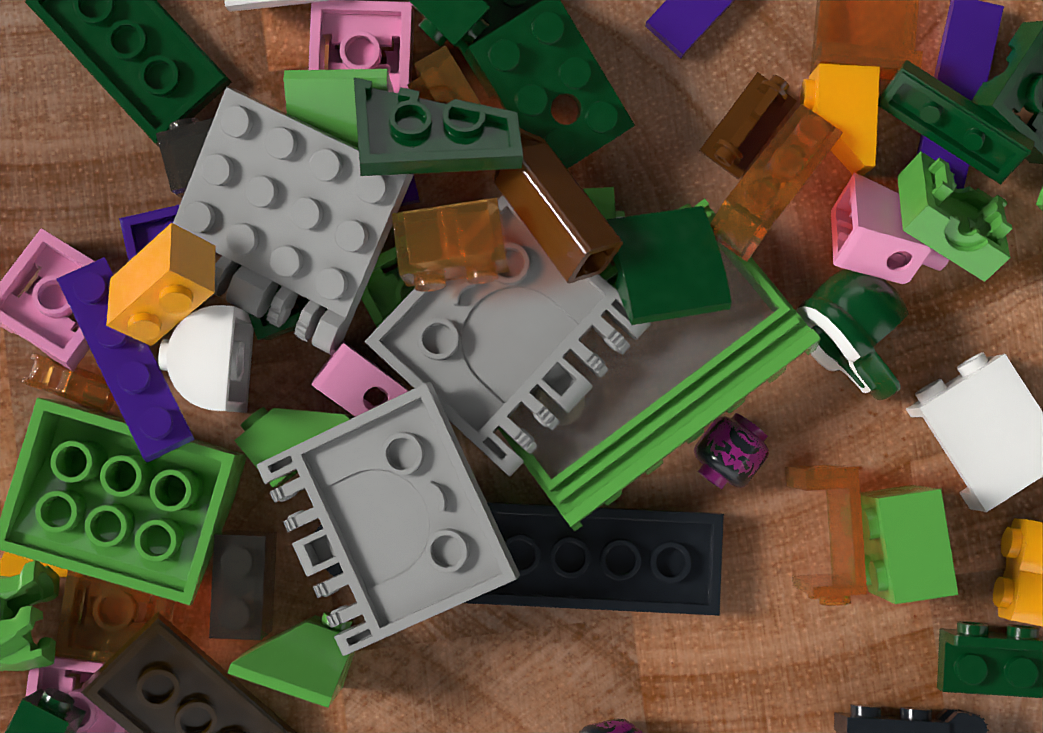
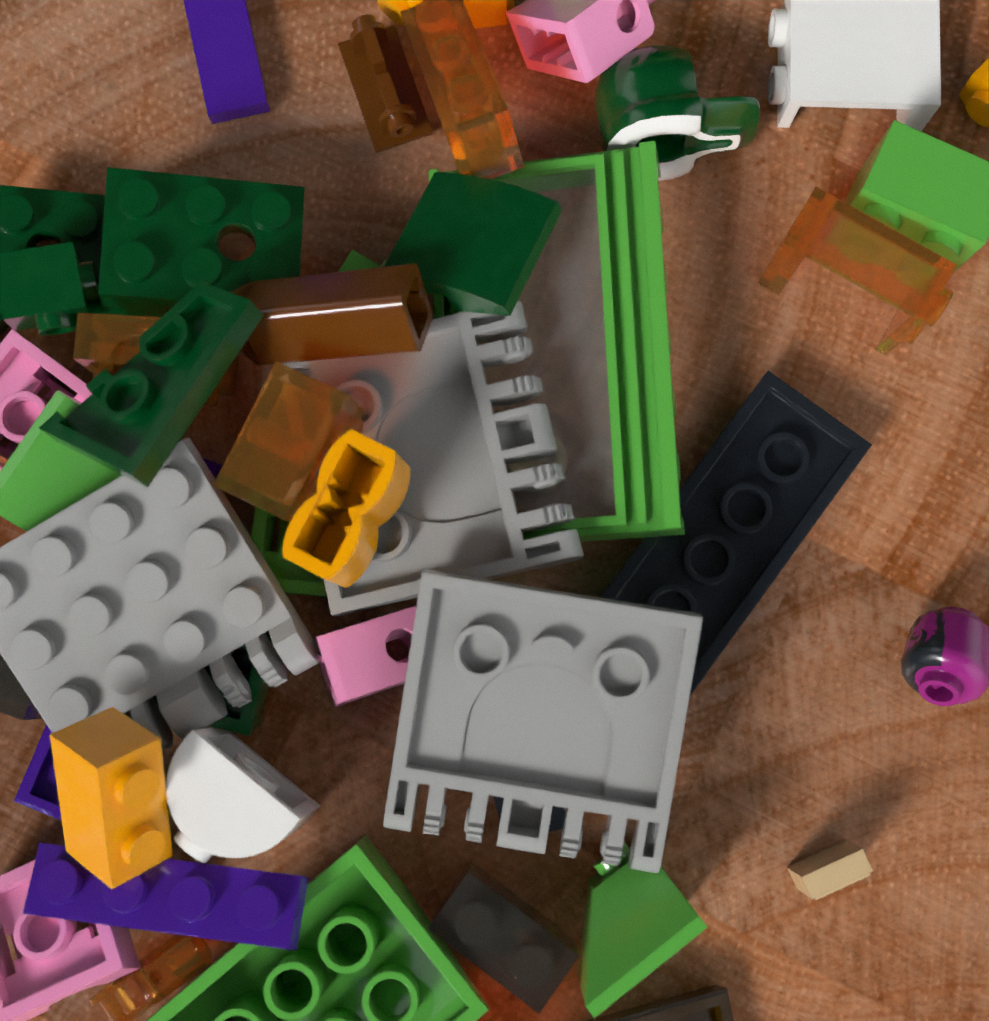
camera: 55 degrees left, 5 degrees down
(280, 430) = (363, 777): bright green slope -> none
(418, 312) = (356, 494): none -> light orange brick
(731, 451) = (708, 320): head -> none

